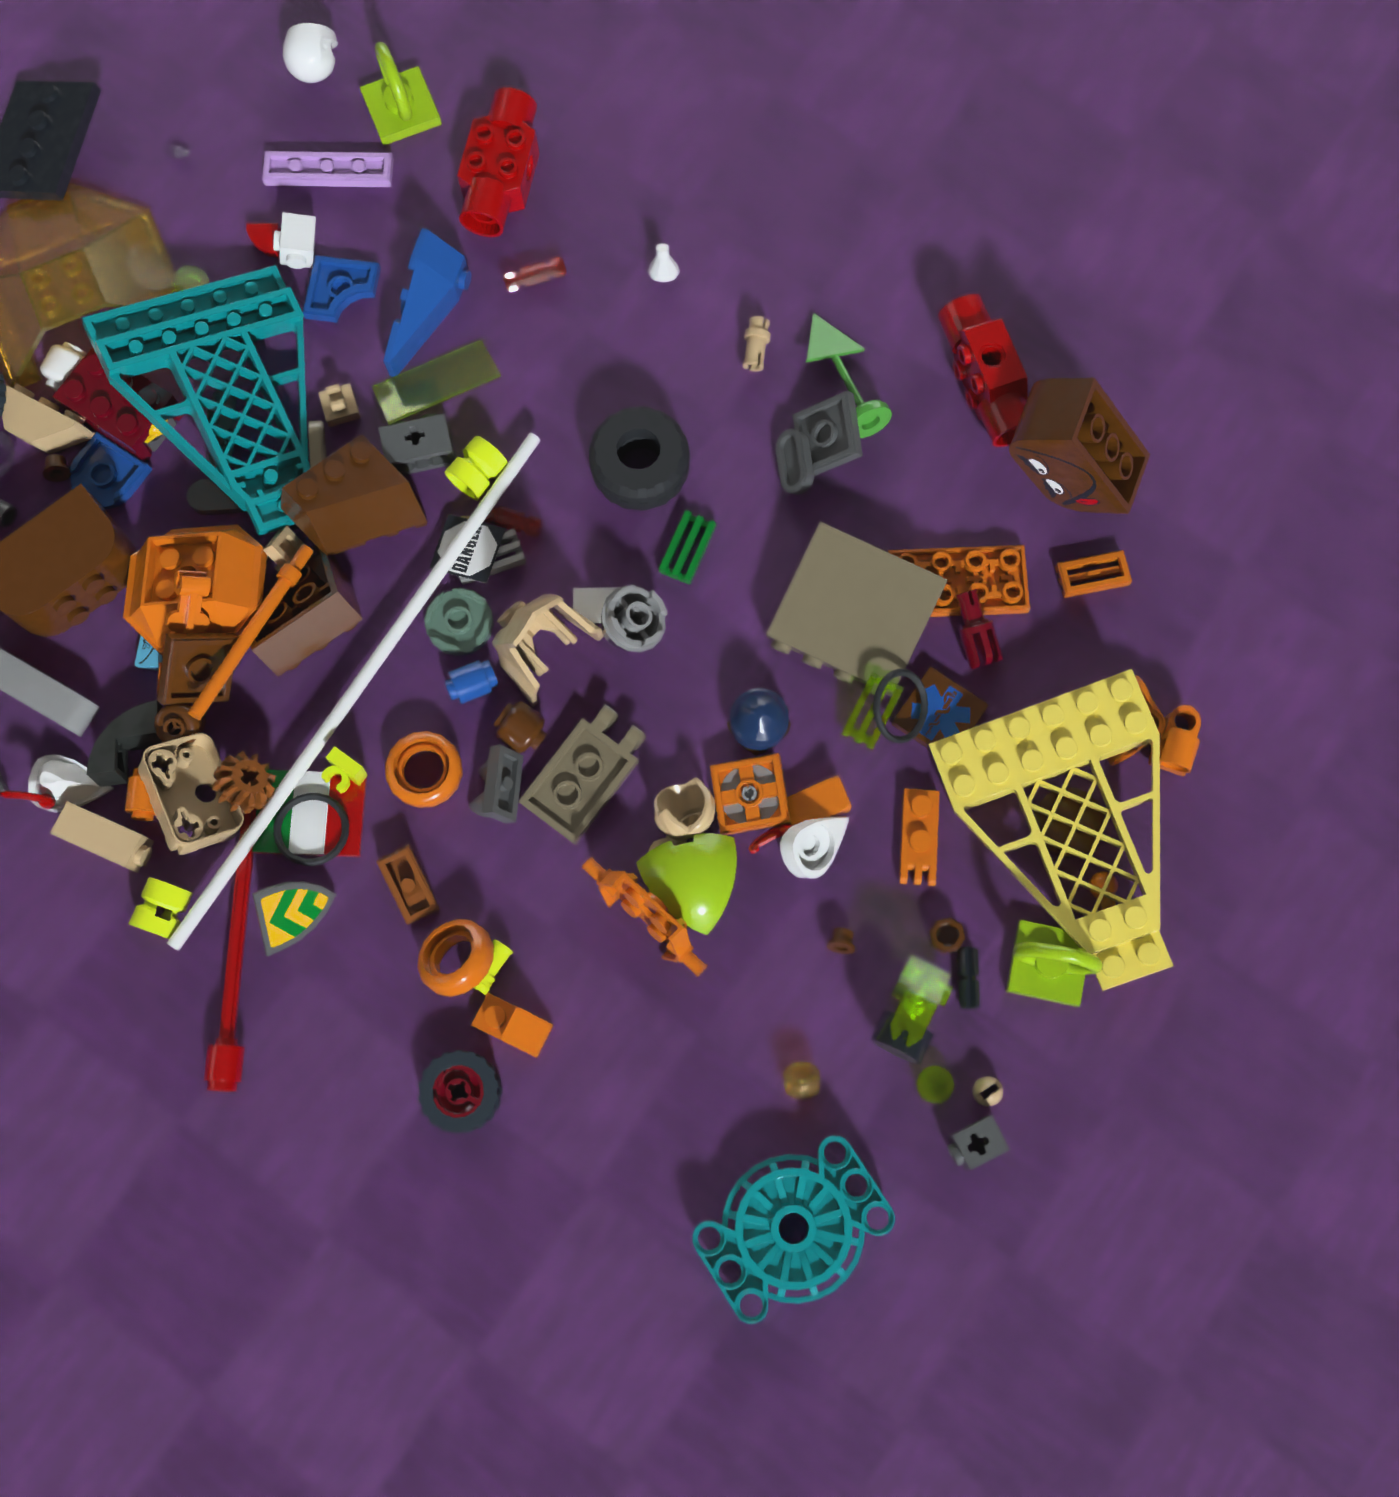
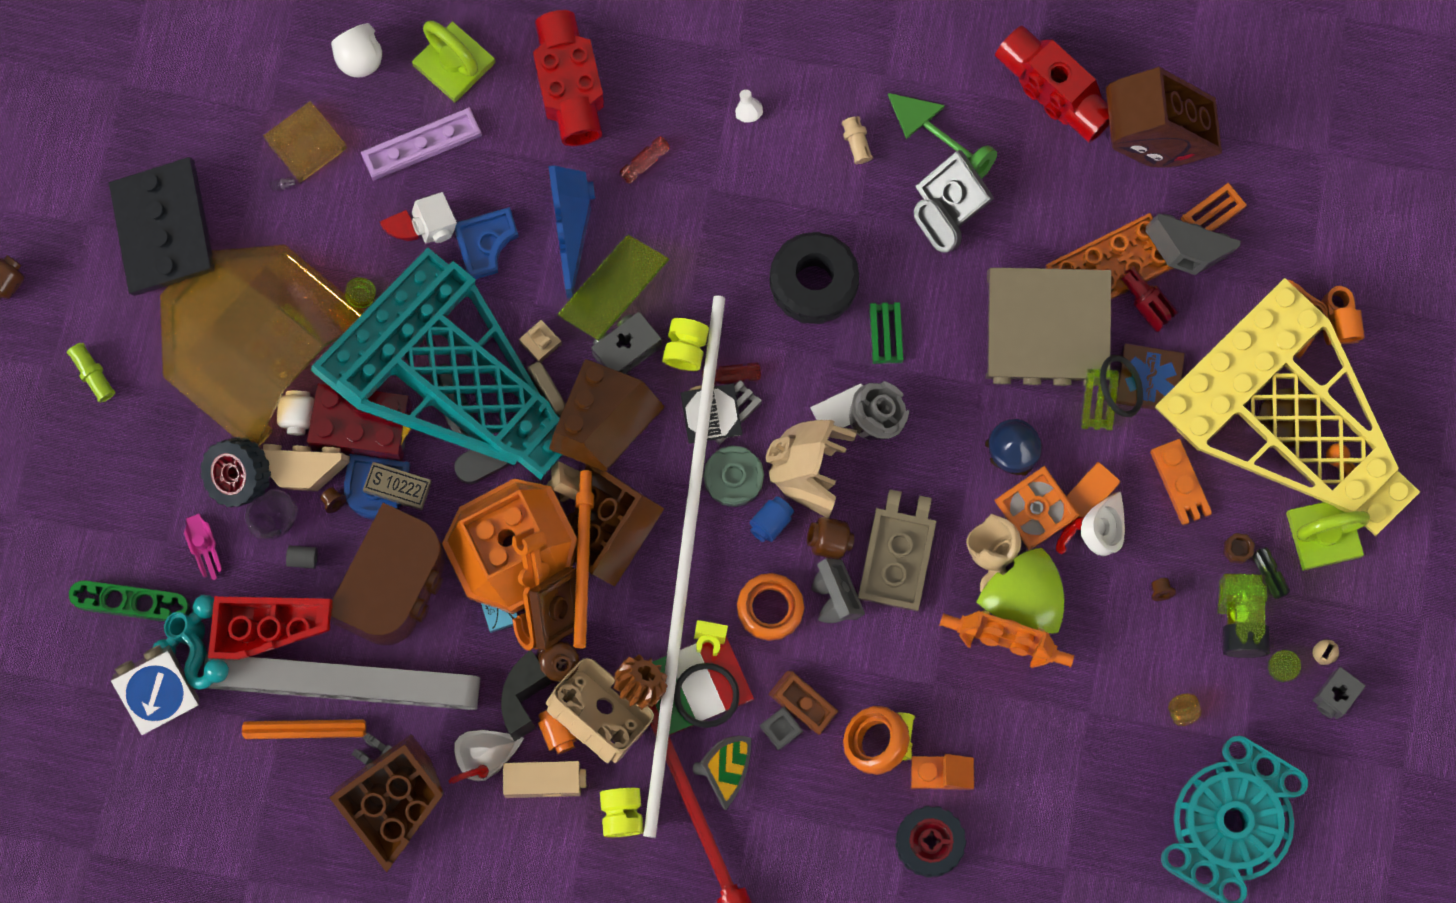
camera: 30 degrees left, 0 degrees up
(121, 481) = (397, 486): none -> dark tan tile
(219, 121) = (305, 141): none -> clear yellow plate
(371, 900) = (781, 728): none -> dark grey tile
(1047, 594) = (1189, 245): none -> dark grey slope

